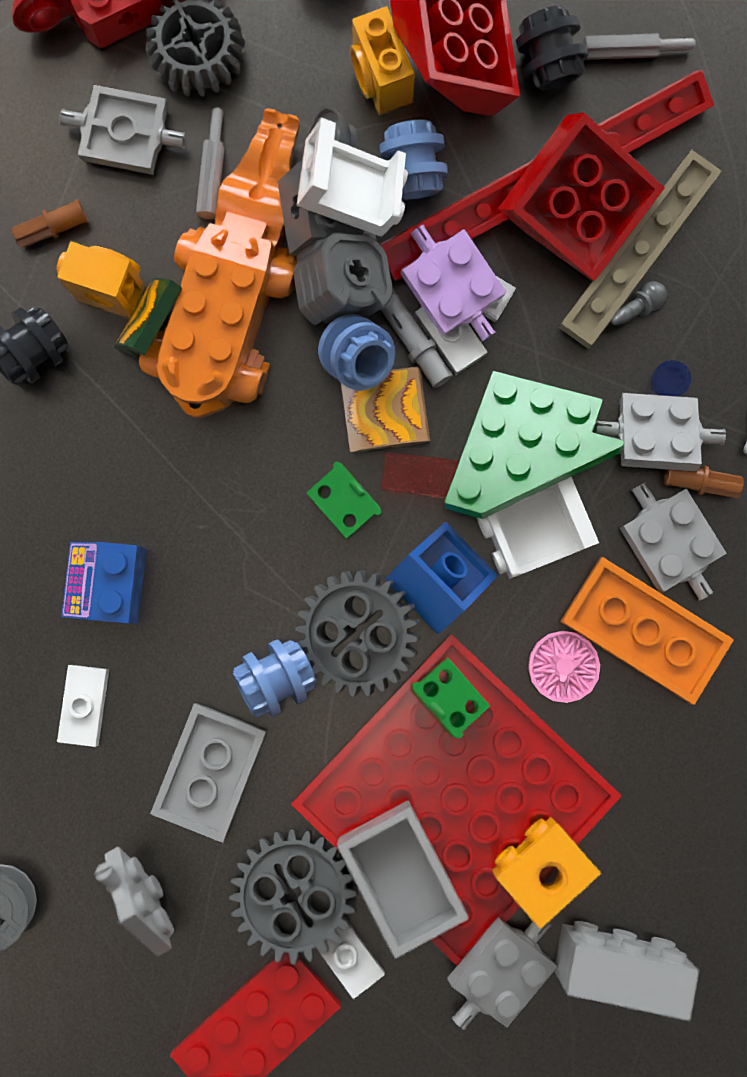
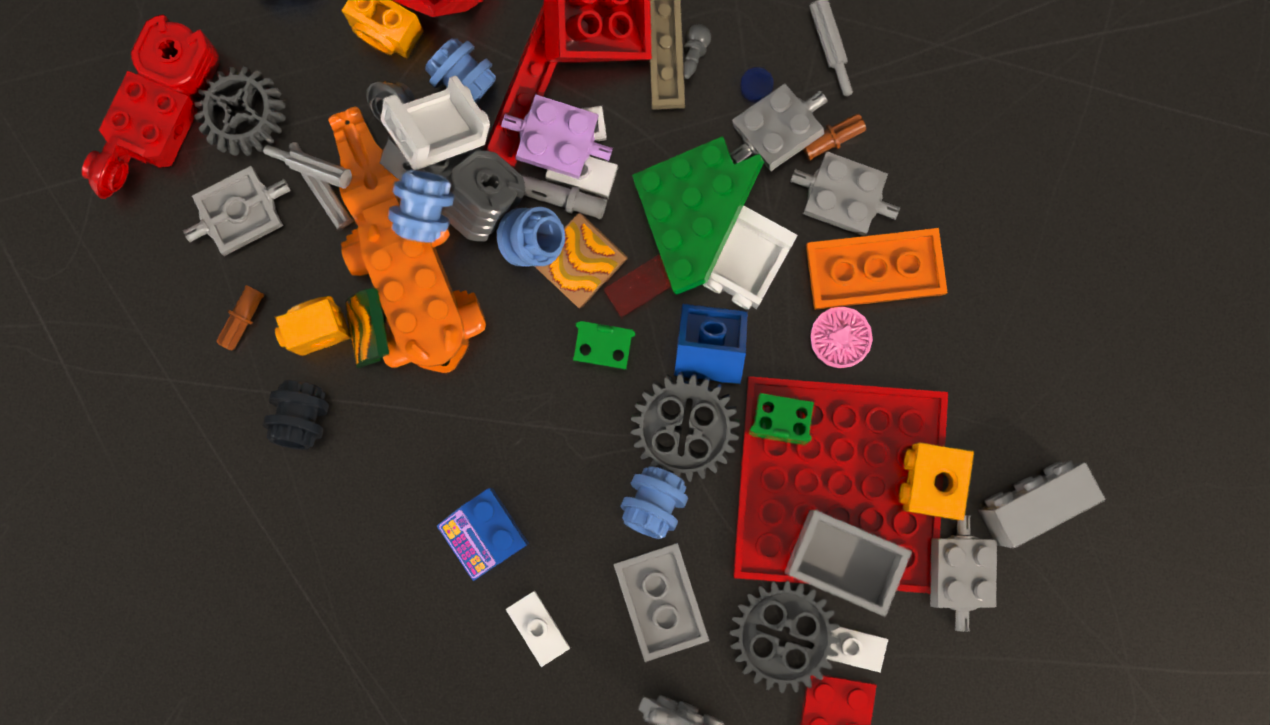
camera: 40 degrees left, 0 degrees up
(217, 140) = (312, 166): none -> light grey axle
(276, 242) = (420, 206): none -> medium blue piece

